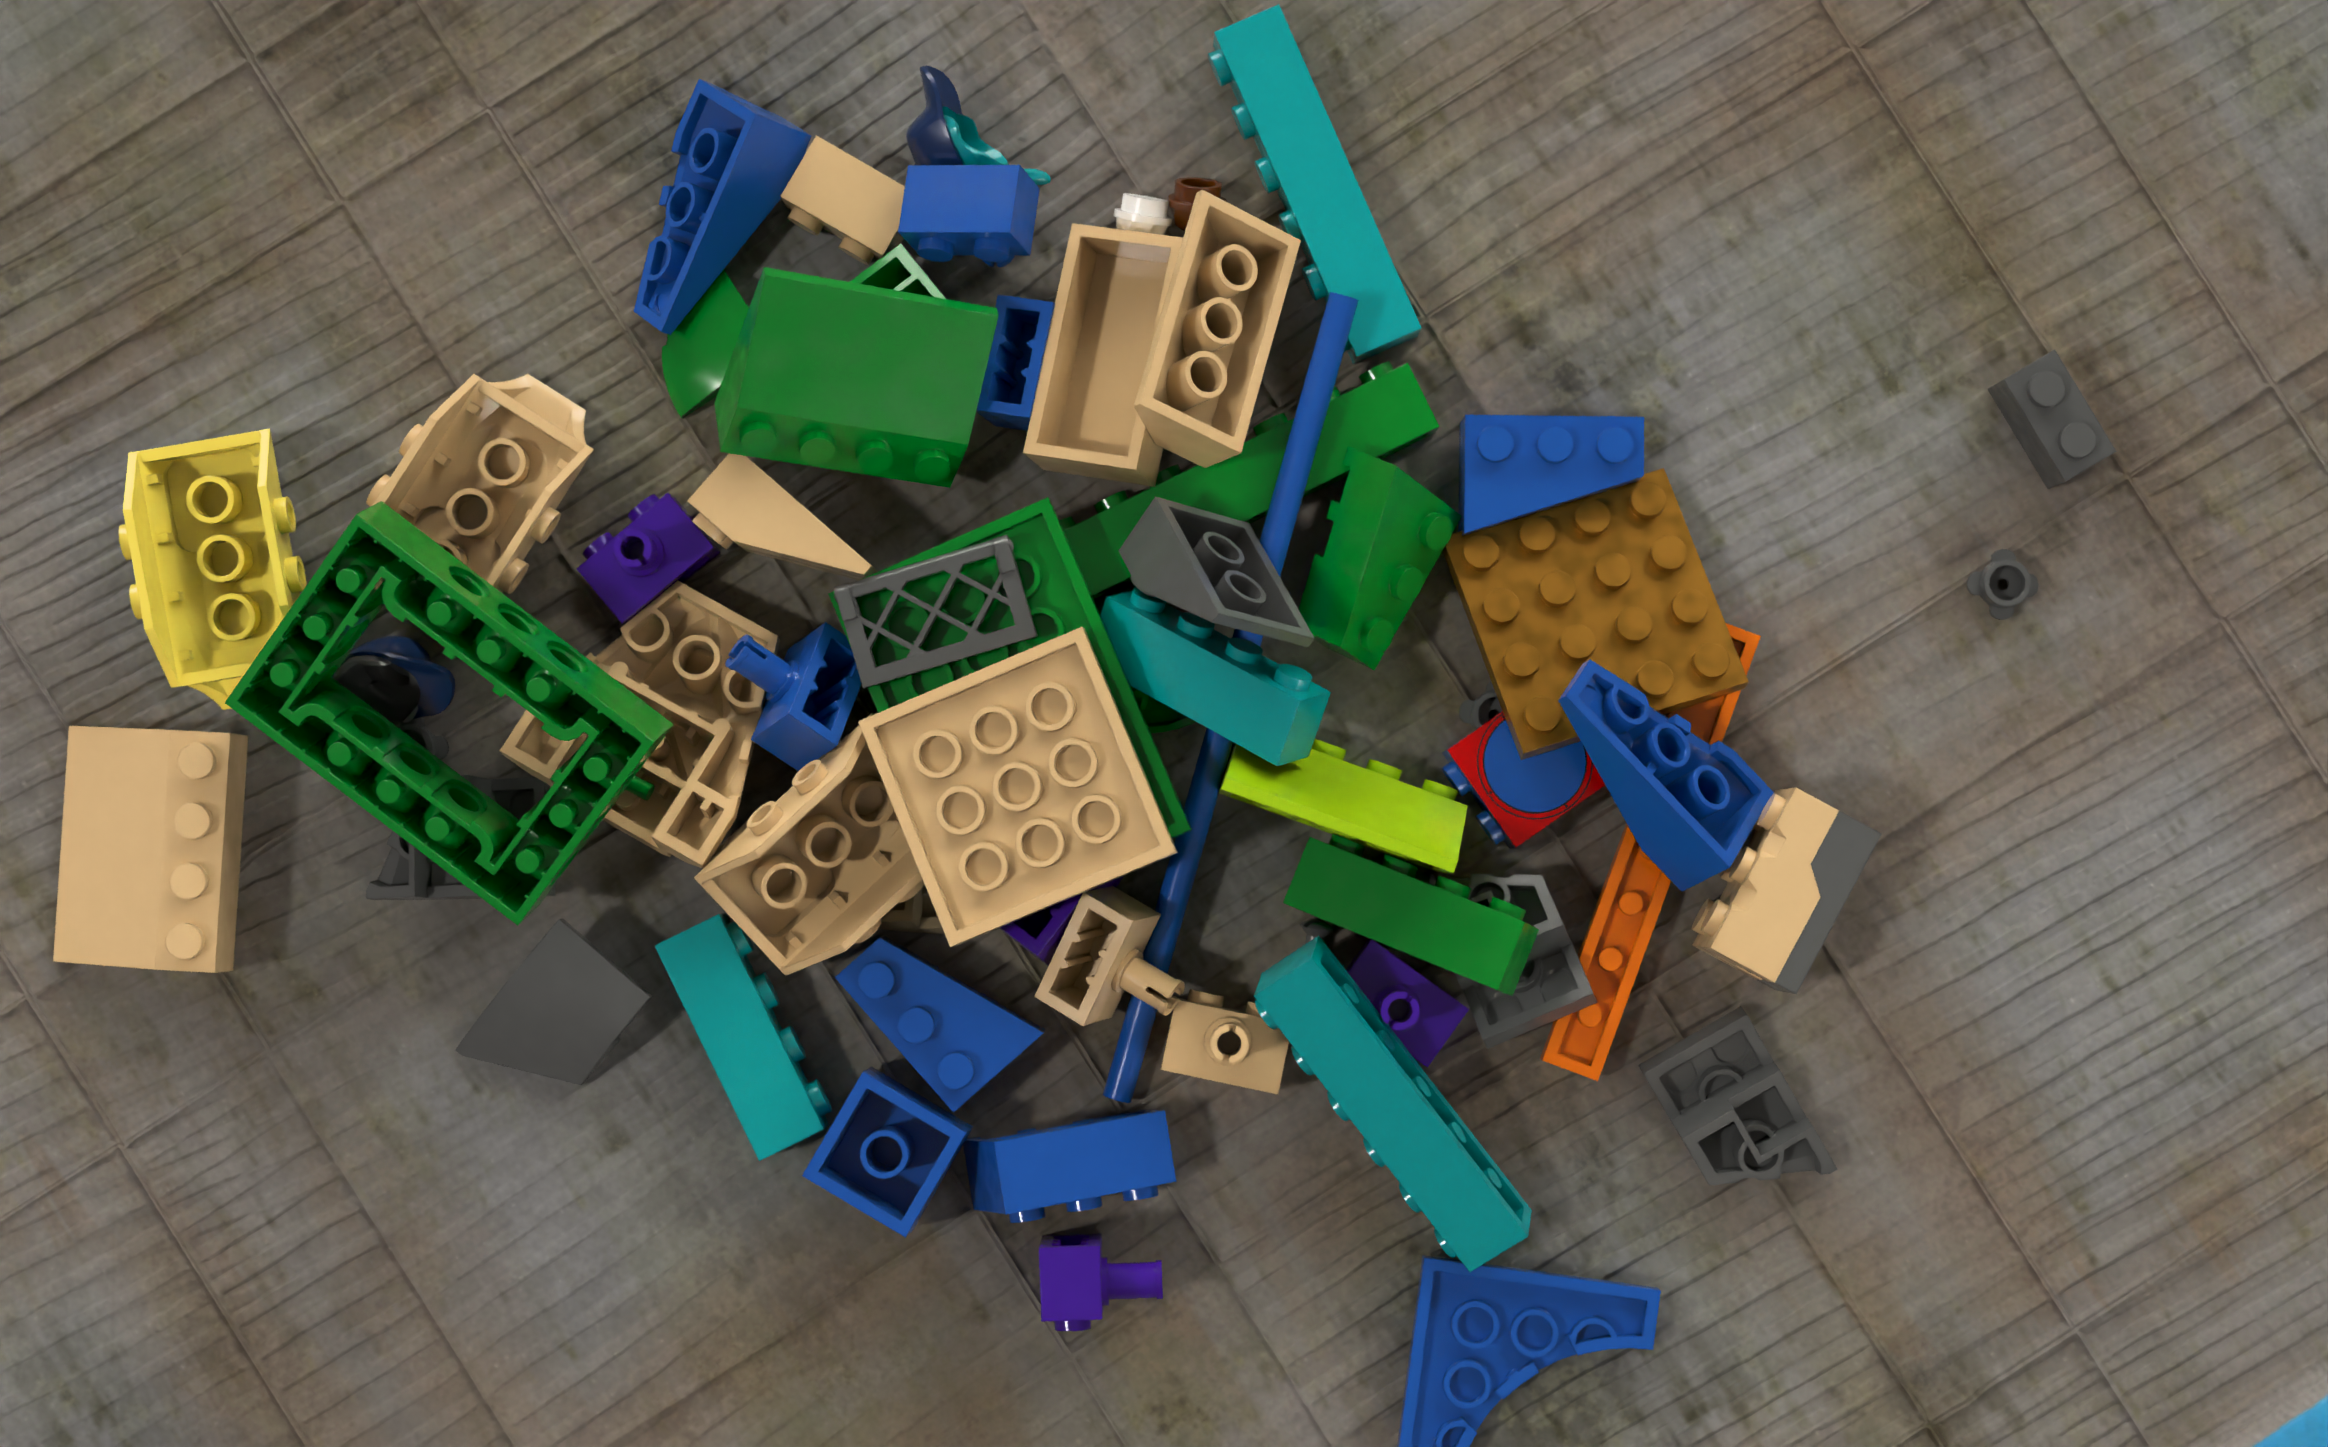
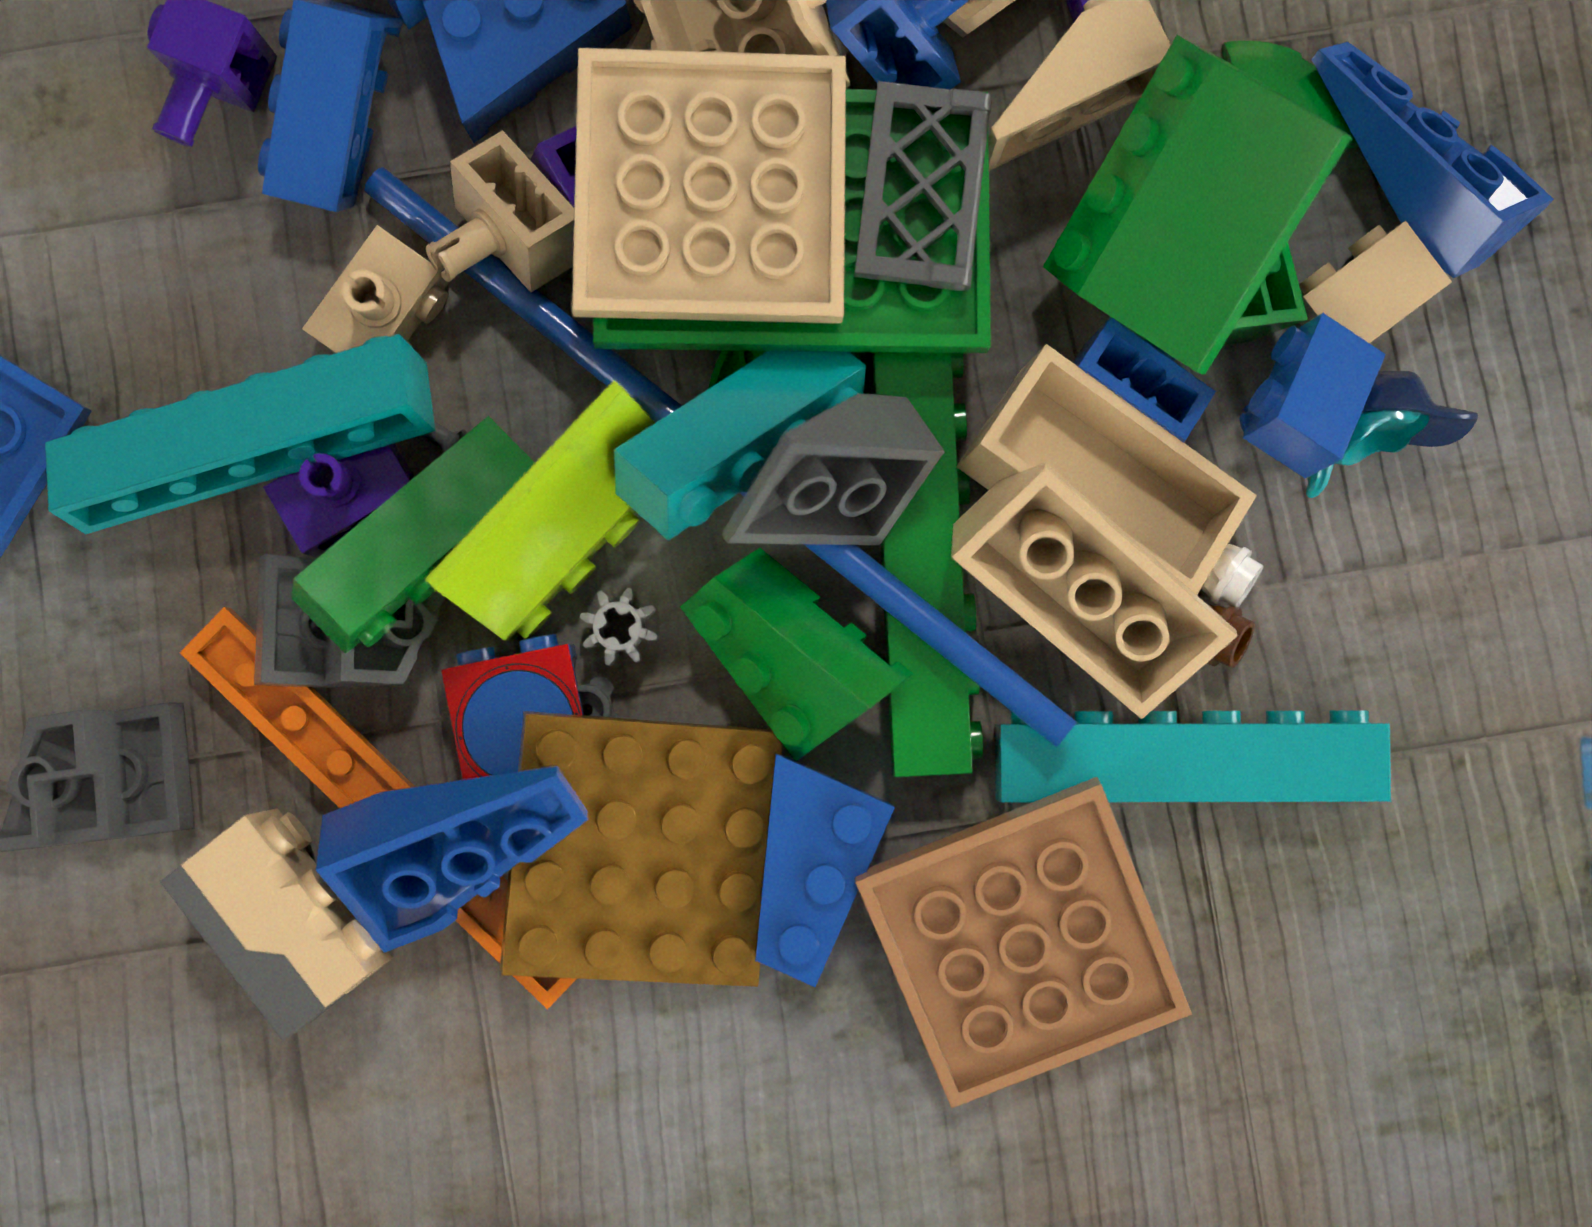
camera: 115 degrees right, 0 degrees up
(1428, 715) = (602, 622): none -> light grey gear
(1531, 260) = (1023, 942): none -> medium nougat plate

